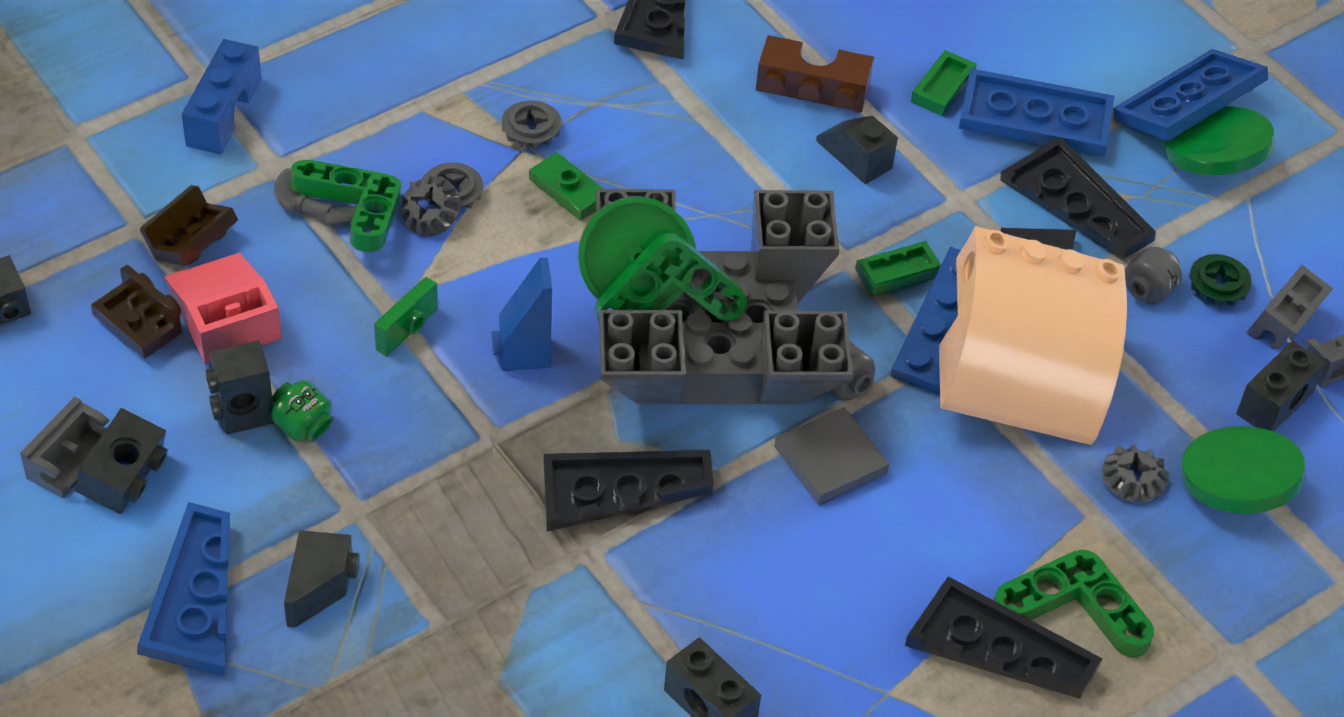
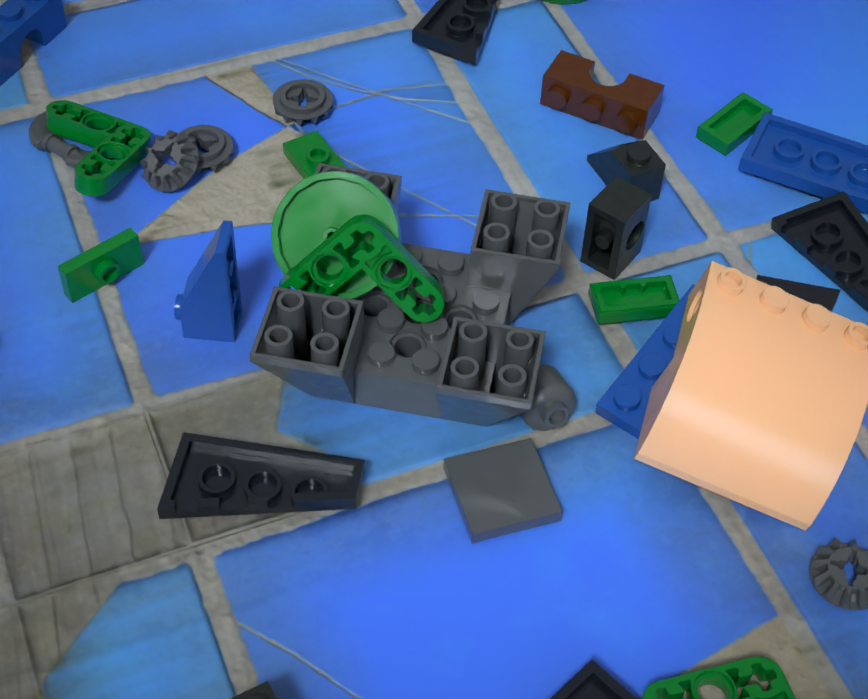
camera: 15 degrees right, 0 degrees up
(868, 205) = (615, 227): none -> pearl dark grey brick

